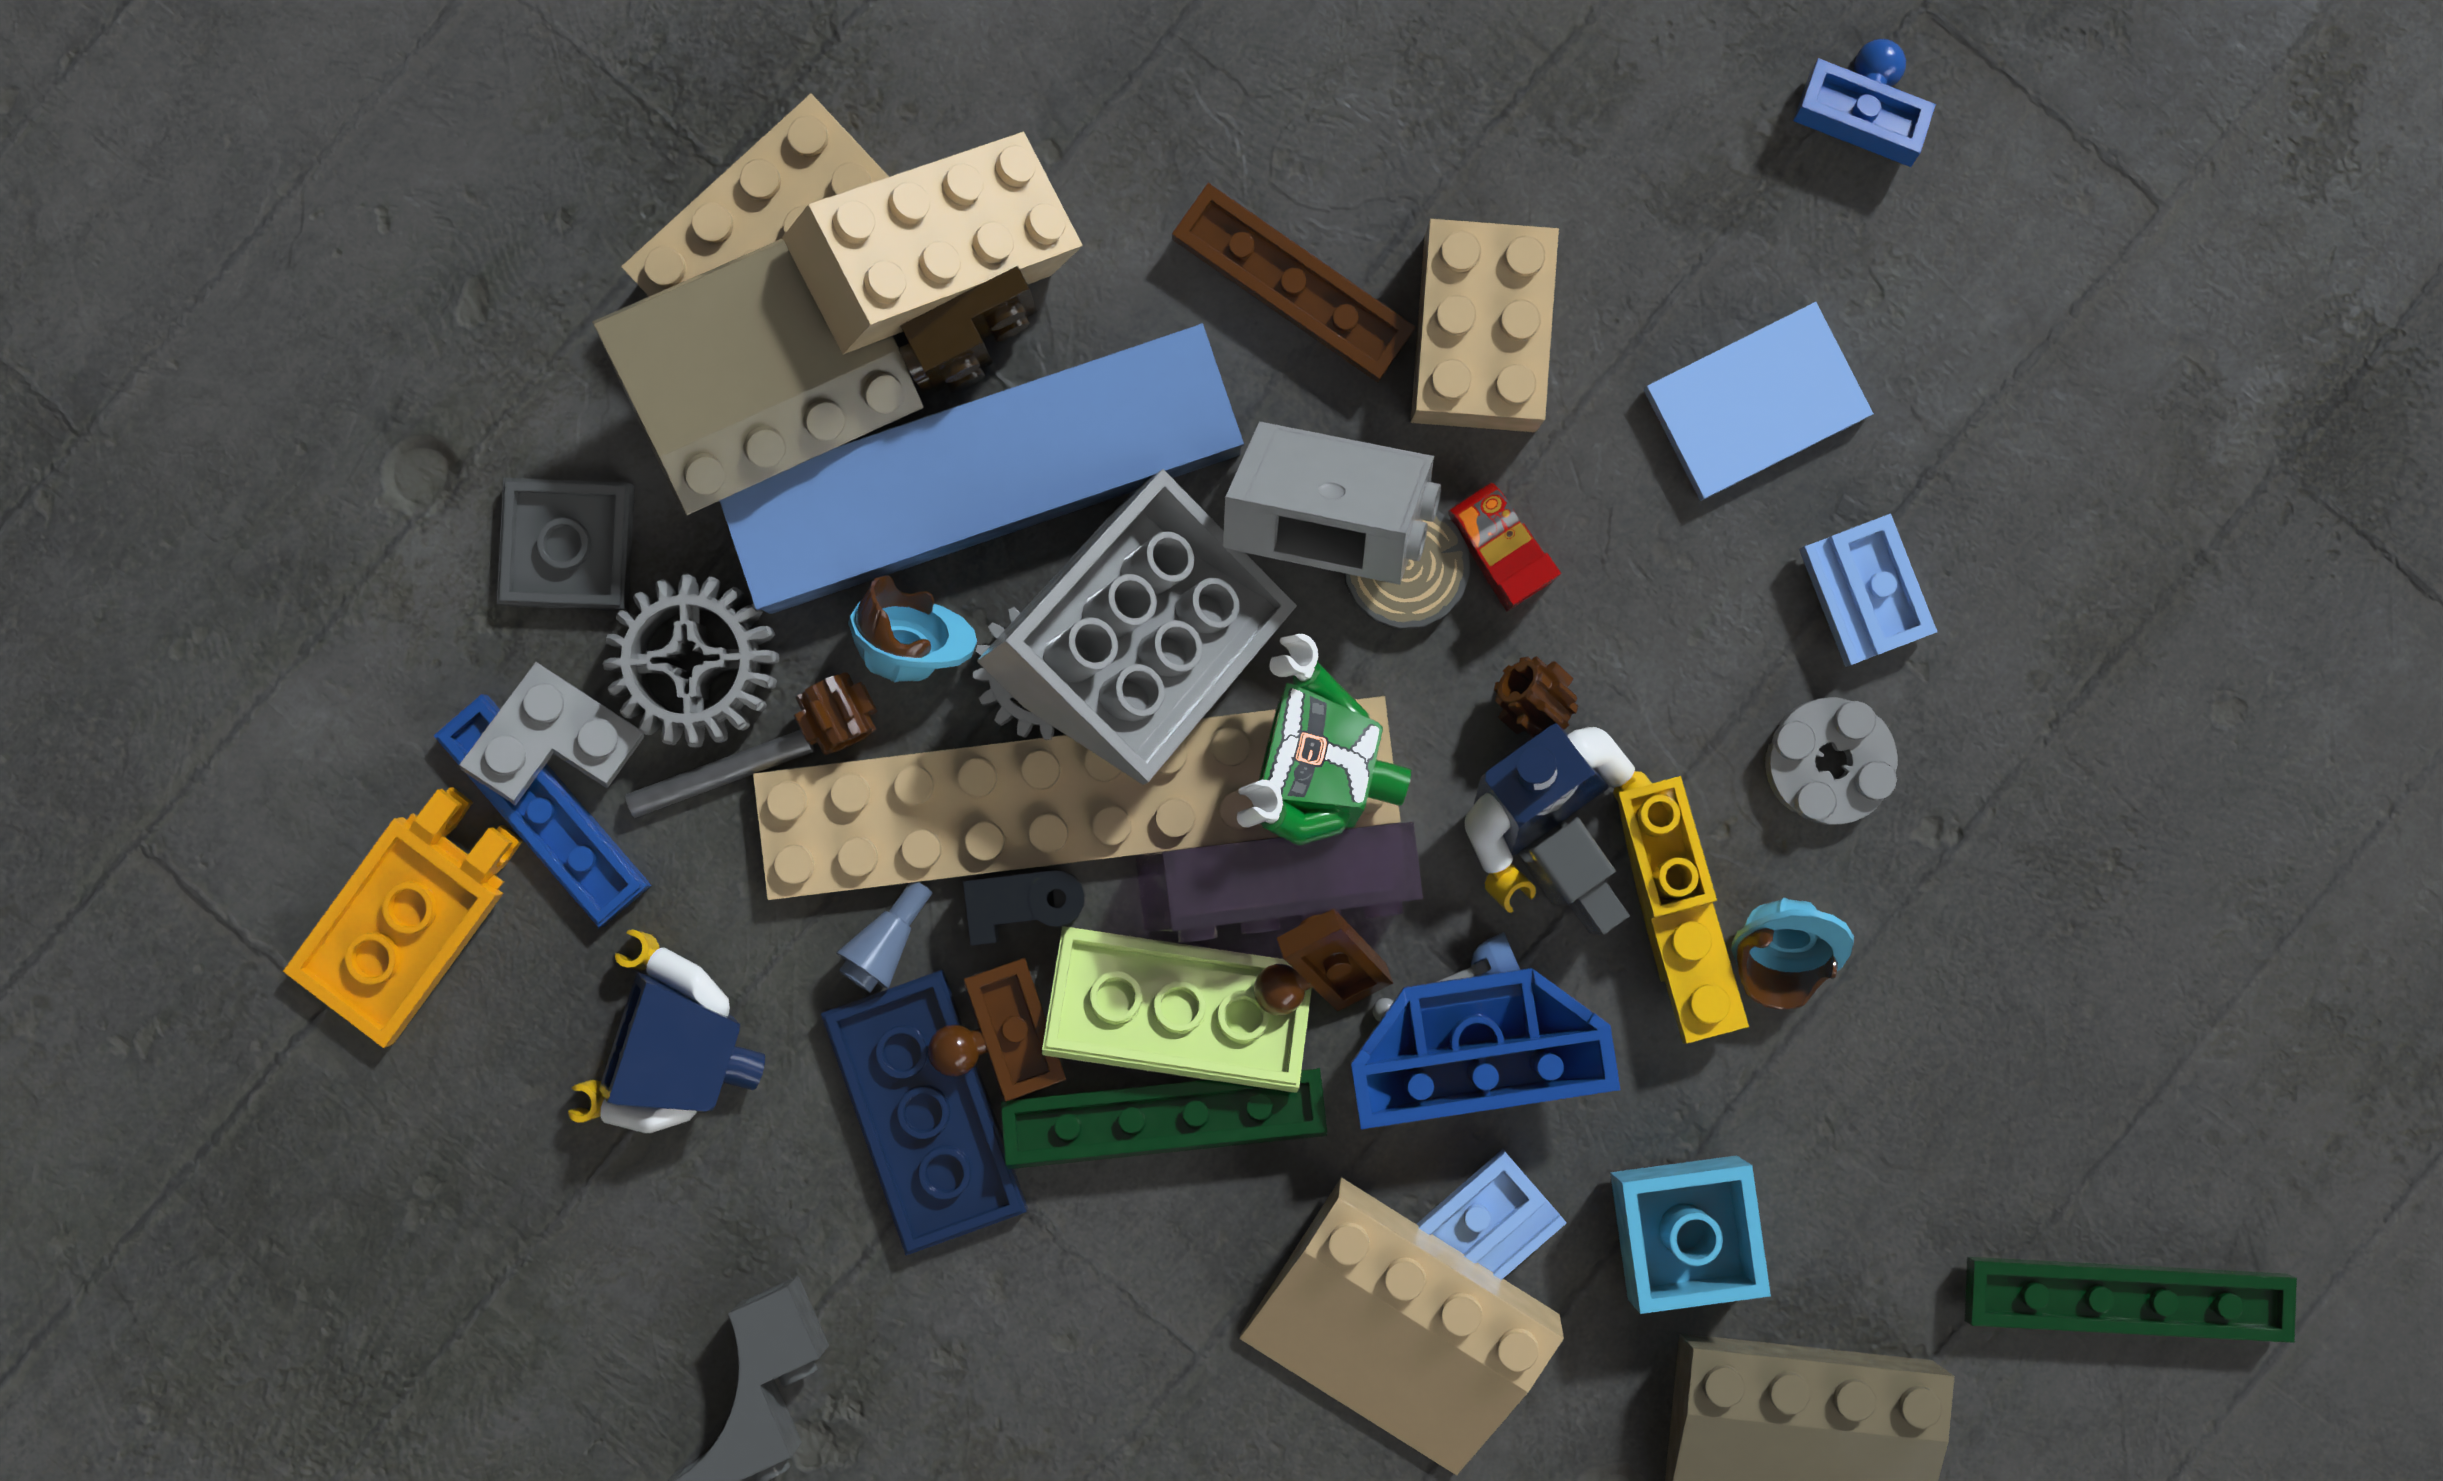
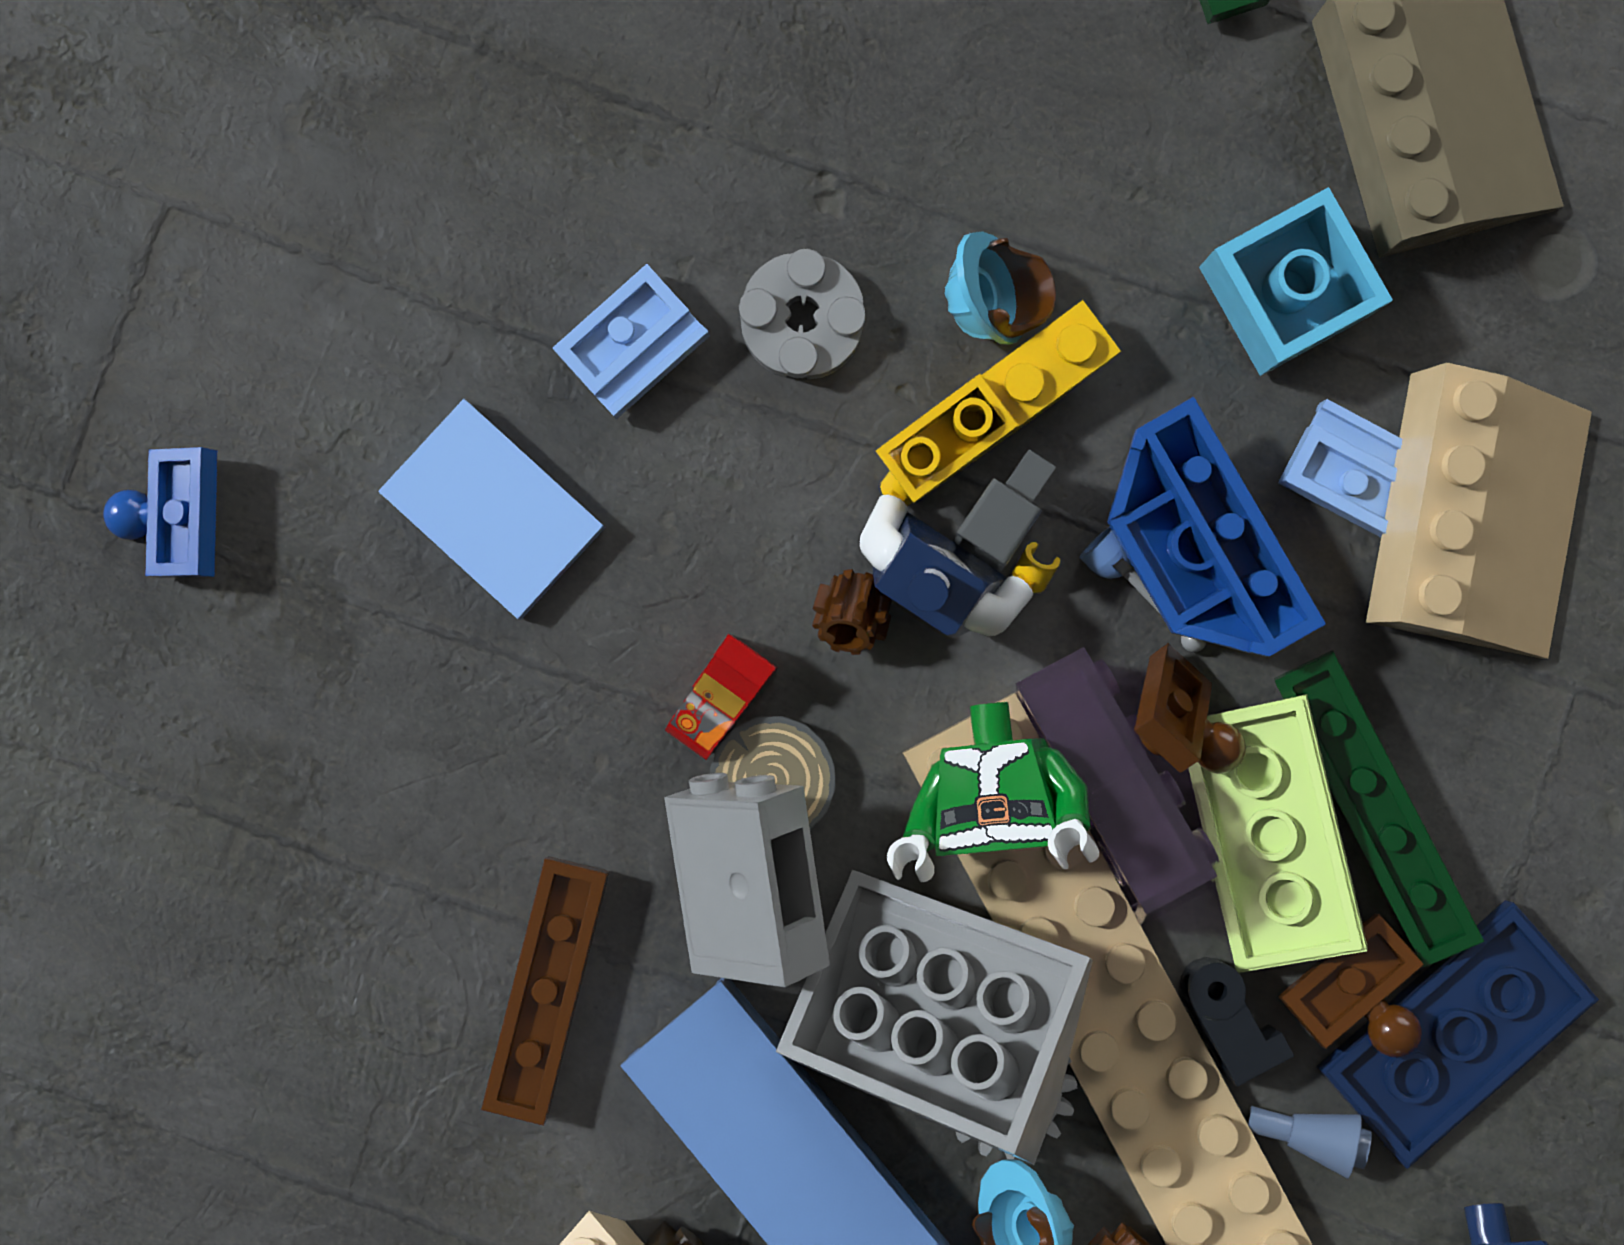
camera: 105 degrees left, 0 degrees up
(1484, 325) = (518, 795): tan brick -> none

